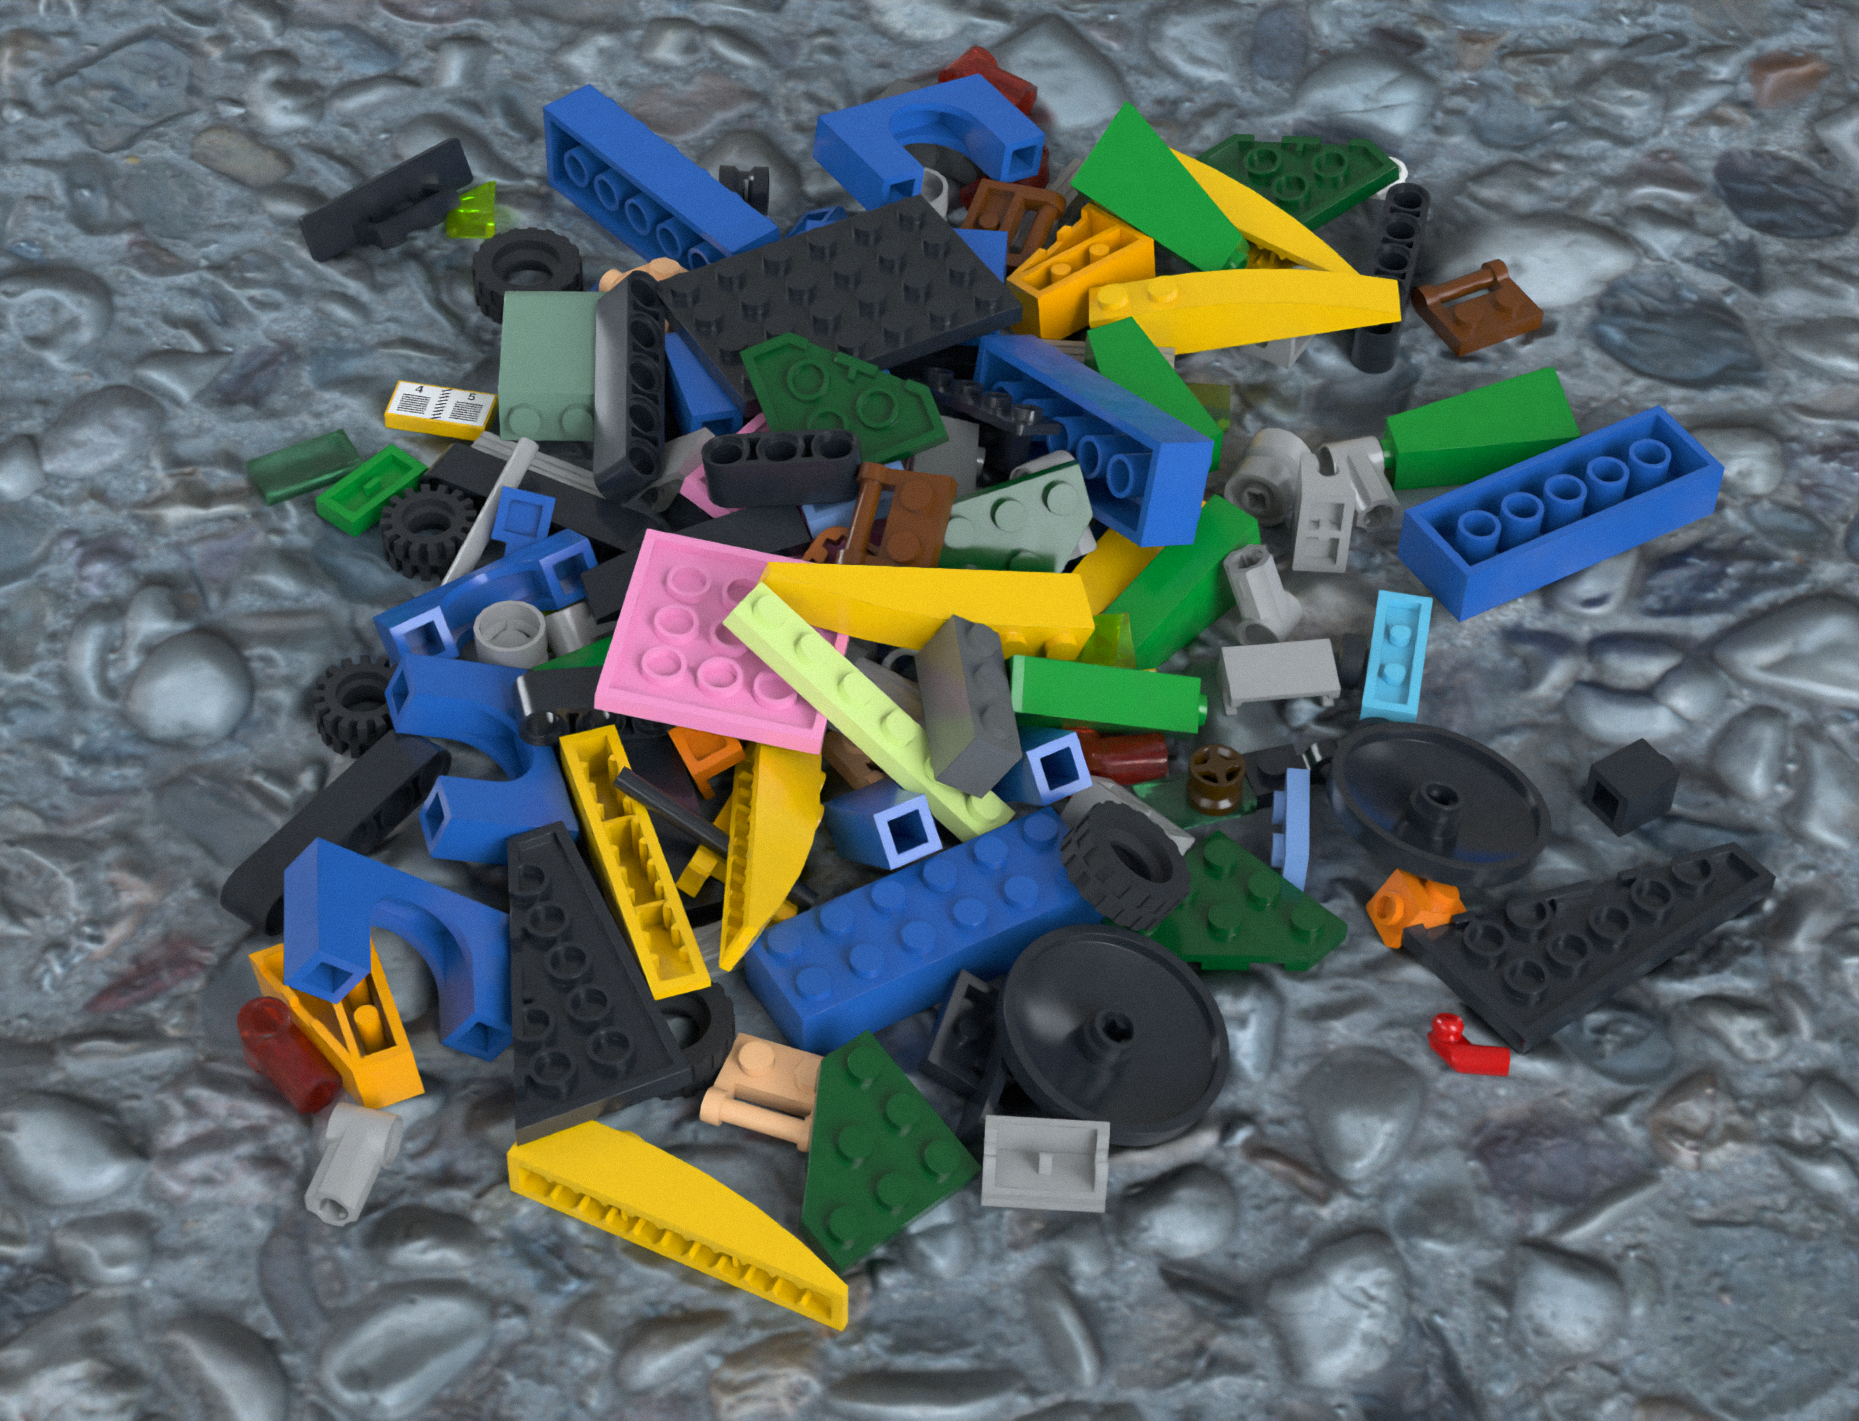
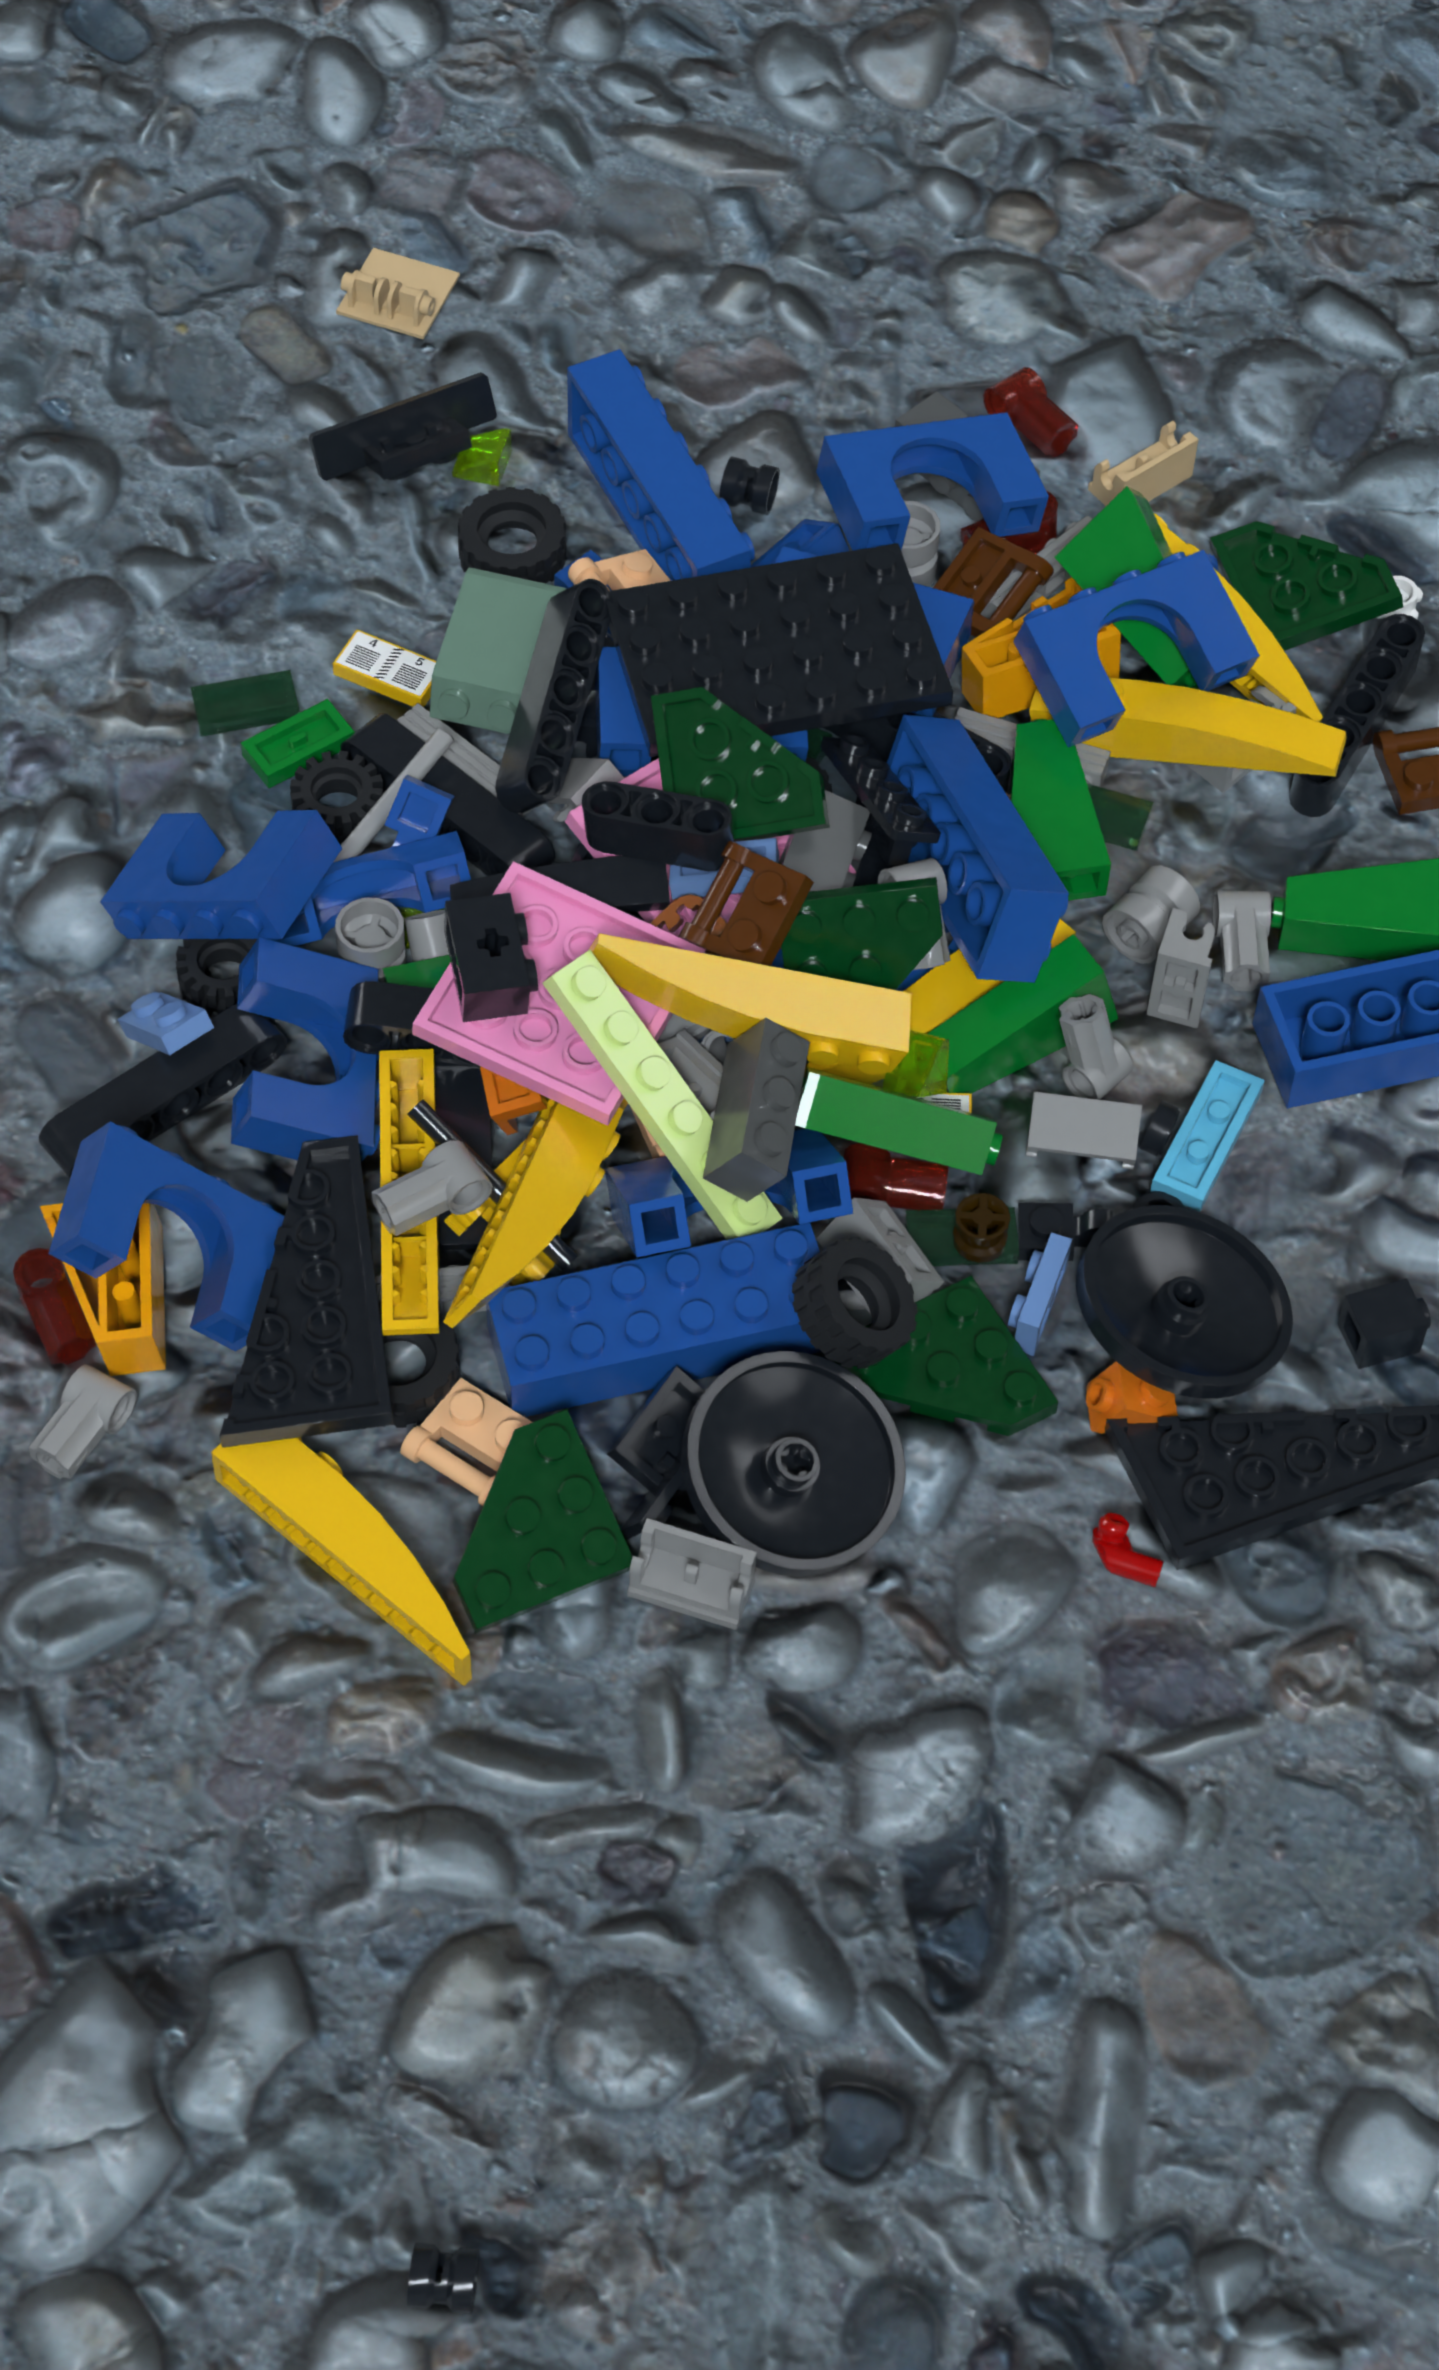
camera: 15 degrees right, 10 degrees up
(288, 643) = (165, 891): none -> blue arch
(321, 762) = (164, 1022): none -> medium blue plate
(339, 92) = (396, 293): none -> tan hinge
(655, 614) = (488, 957): none -> black brick
(673, 837) = (445, 1182): none -> light grey piece
(1086, 131) = (1150, 470): none -> tan hinge
(1205, 187) = (1177, 597): none -> blue arch

